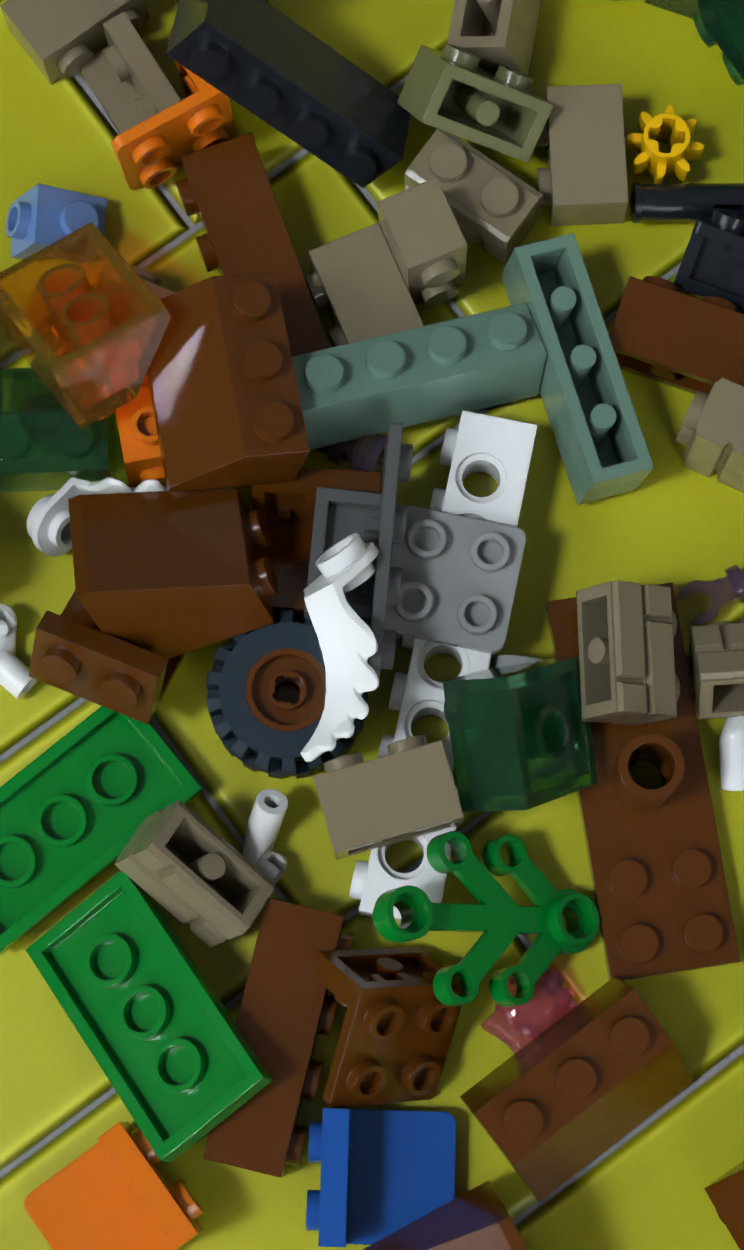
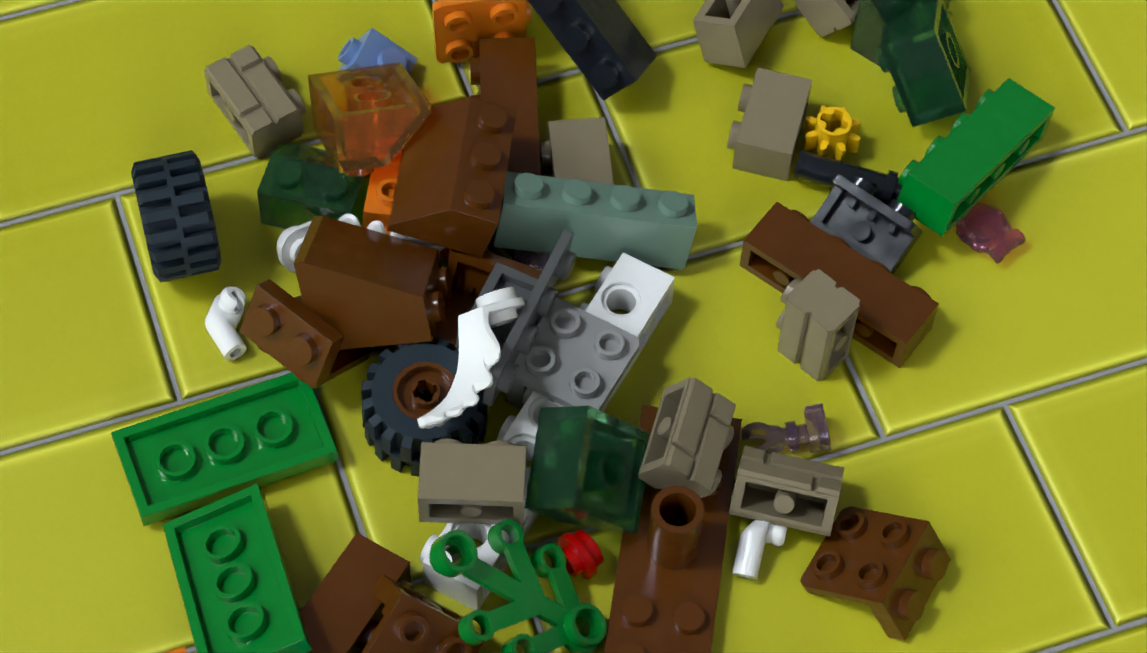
camera: 10 degrees right, 20 degrees down
(195, 874) = (308, 499): dark tan brick -> none
(263, 831) = (363, 513): white arm -> none
(425, 242) = (634, 136): dark tan brick -> none
(474, 103) = (701, 60): olive brick -> none
(484, 197) = (681, 124): dark tan brick -> none
(537, 829) = (581, 554): none -> red plate
(581, 372) = (718, 256): sand green brick -> none

